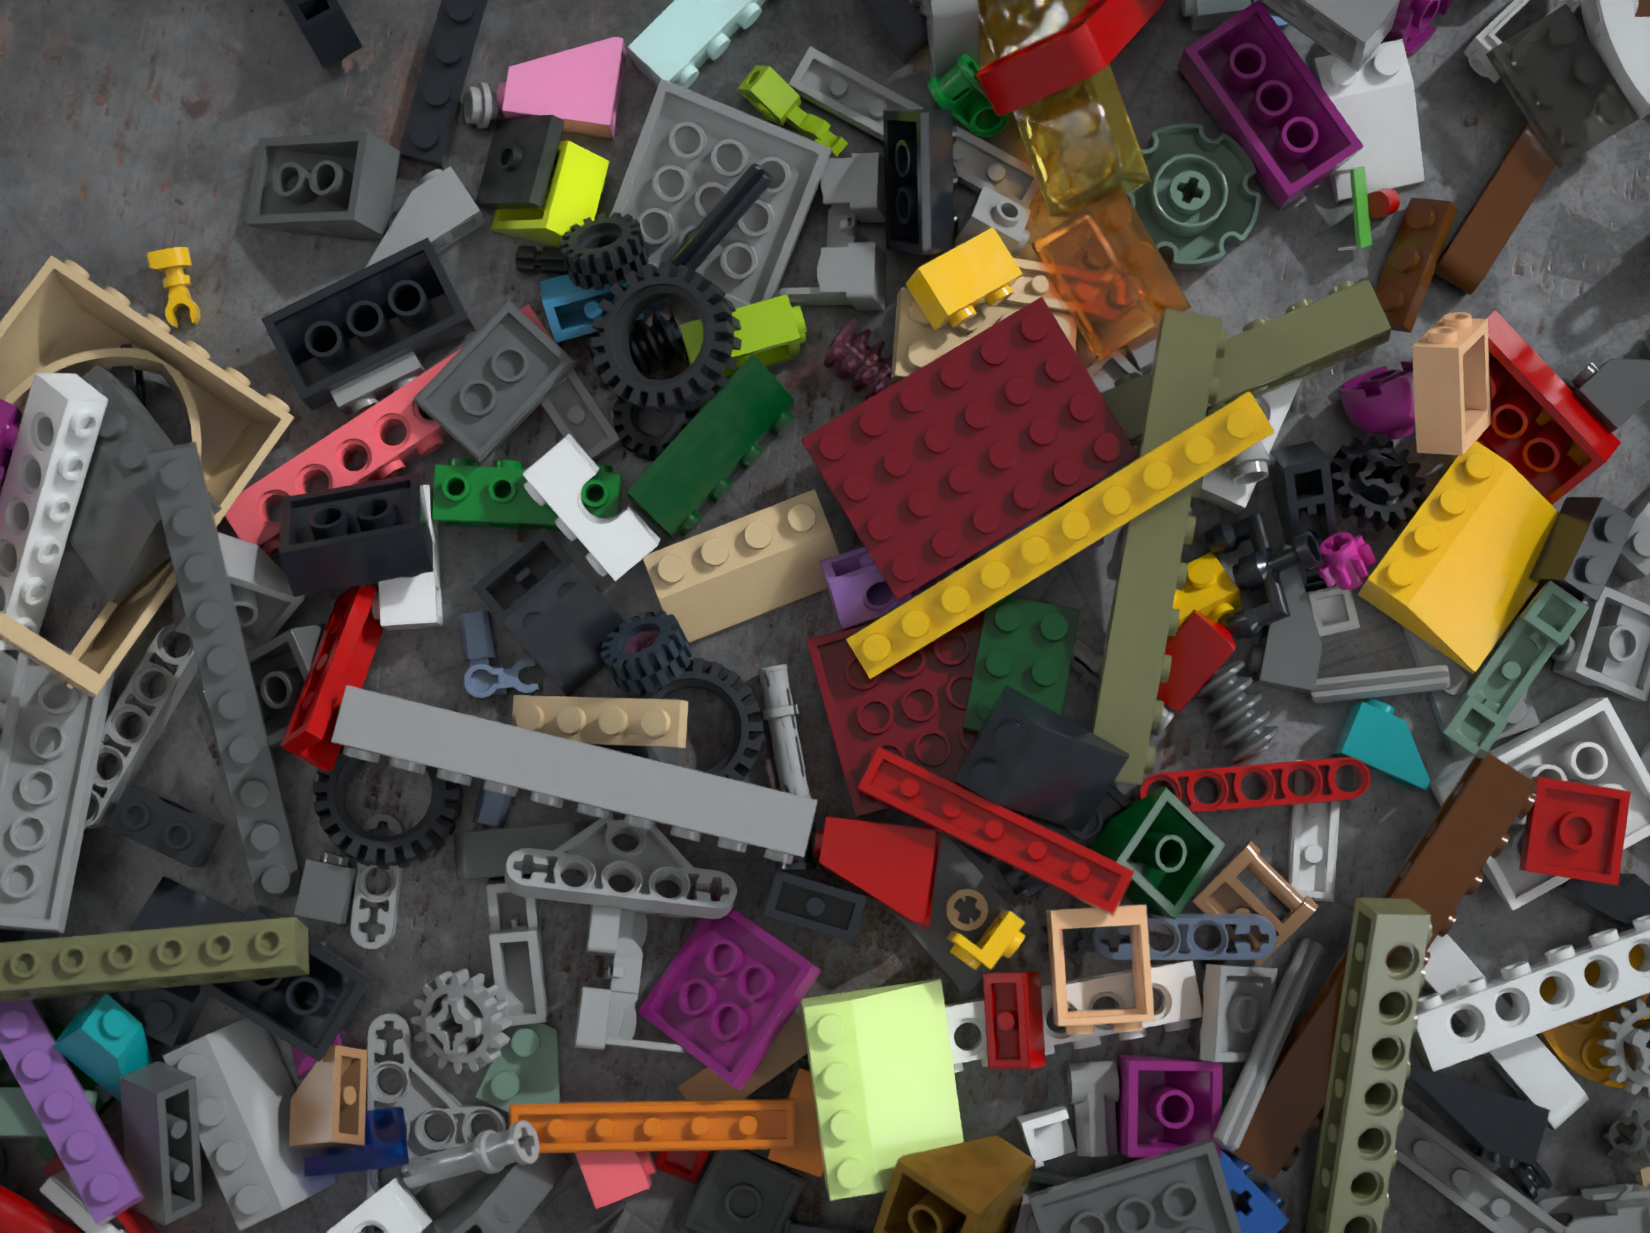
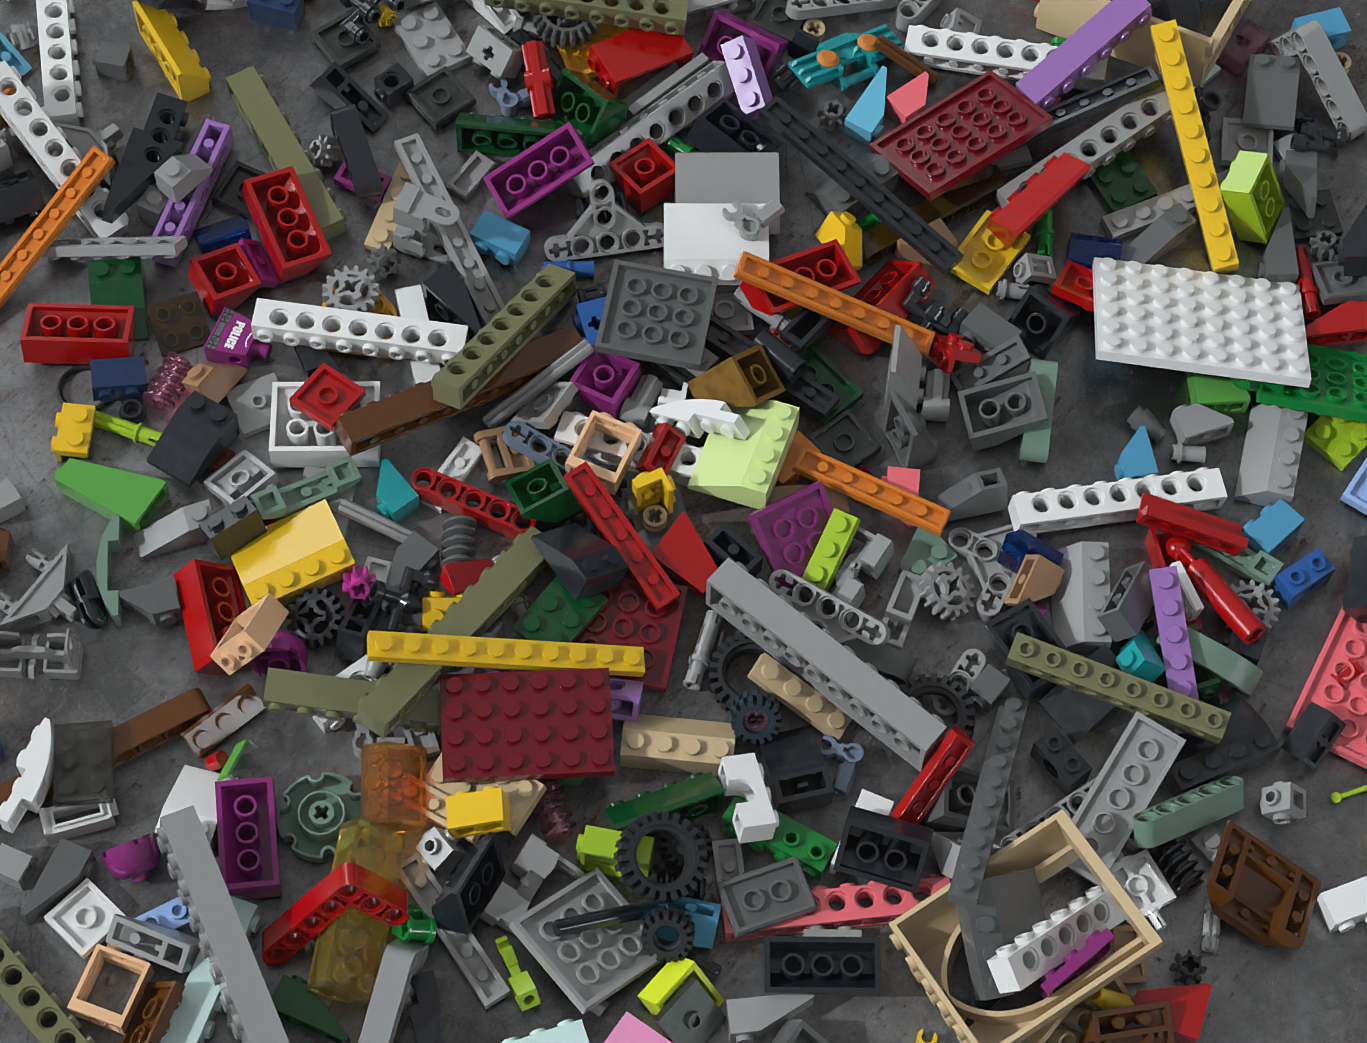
camera: 150 degrees left, 20 degrees down
(486, 1153) = (962, 513): light grey pin -> none
(667, 987) = (831, 549): none -> lime plate
(984, 1109) = (700, 415): none -> white slope

